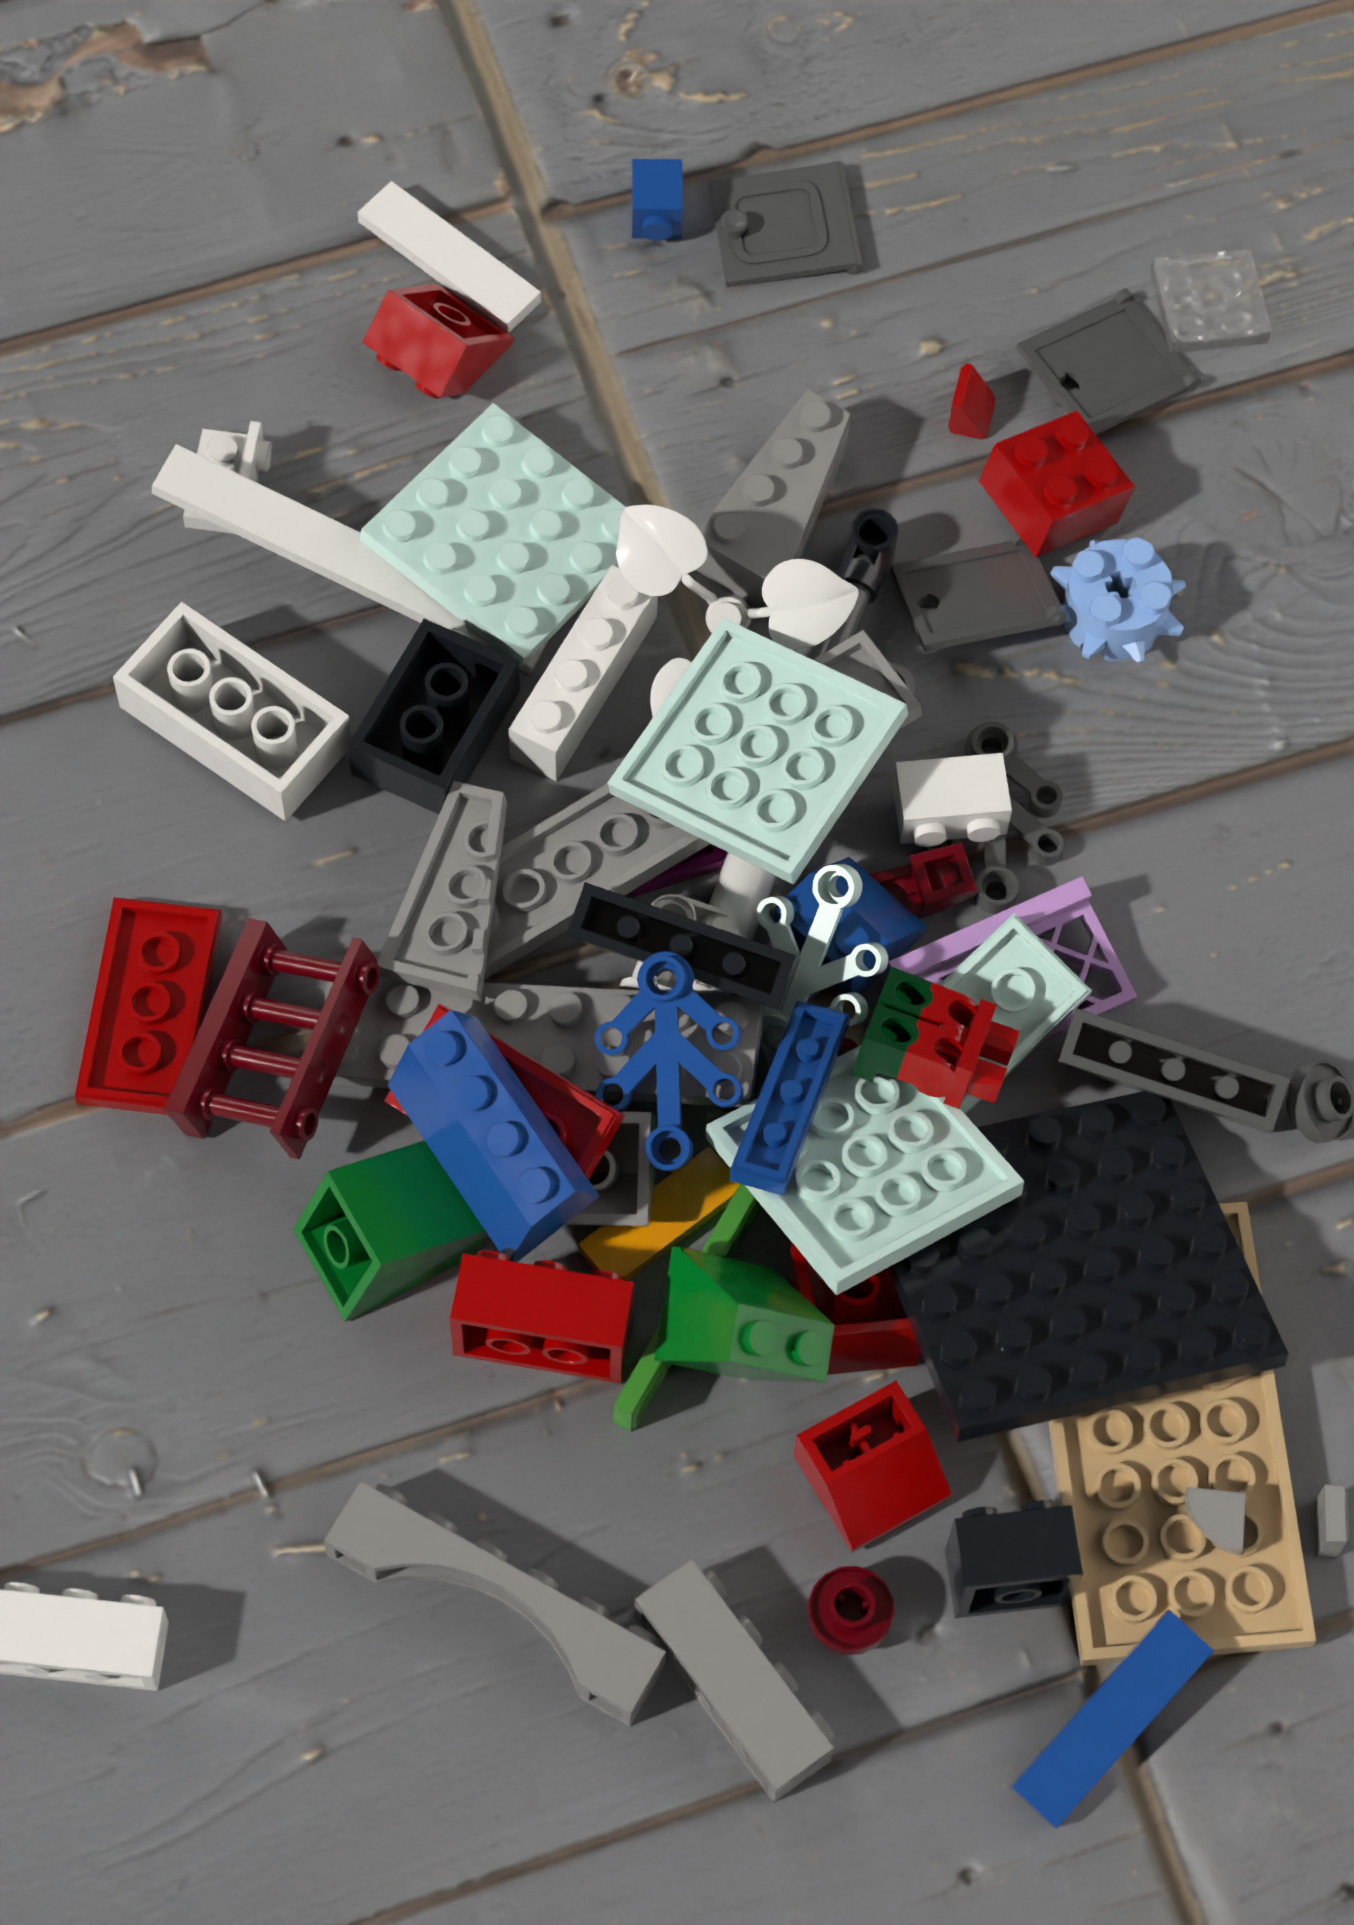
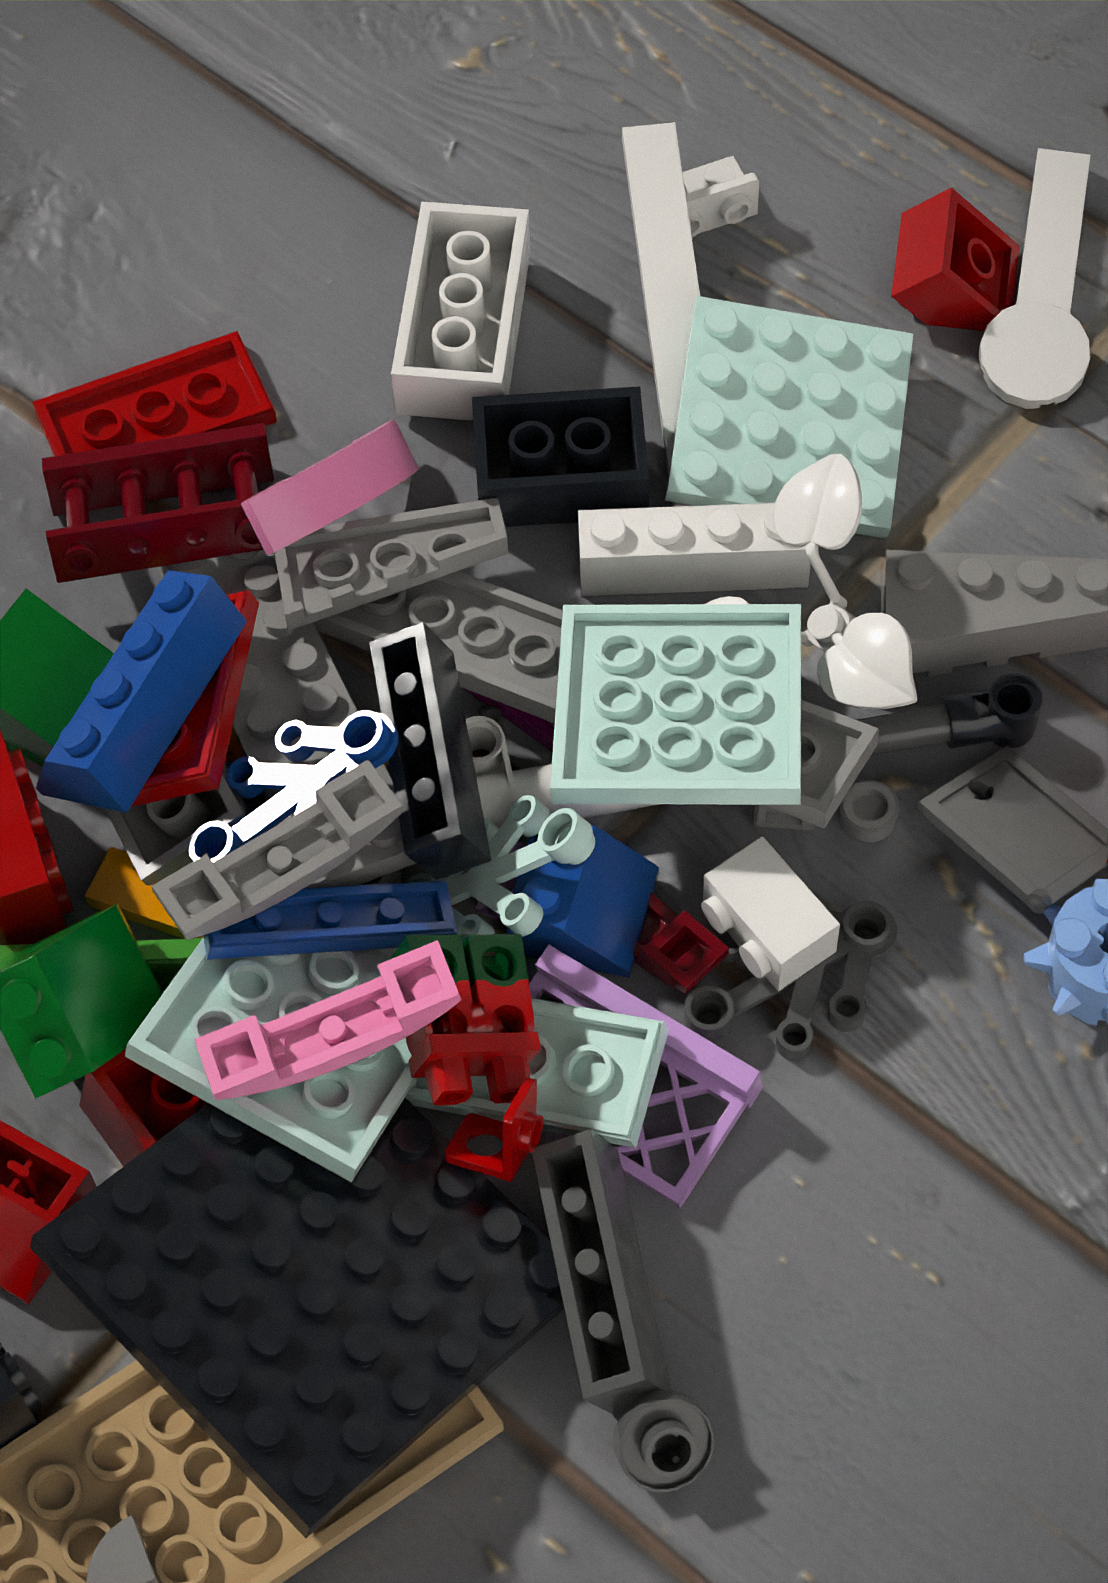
camera: 65 degrees right, 5 degrees down
(384, 921) = (330, 488): none -> bright pink slope
(559, 335) = (1034, 354): none -> white tile
(738, 1087) = (283, 859): none -> light grey slope
(909, 1127) = (331, 1032): none -> bright pink slope
(1045, 1069) = (518, 1132): none -> red bracket

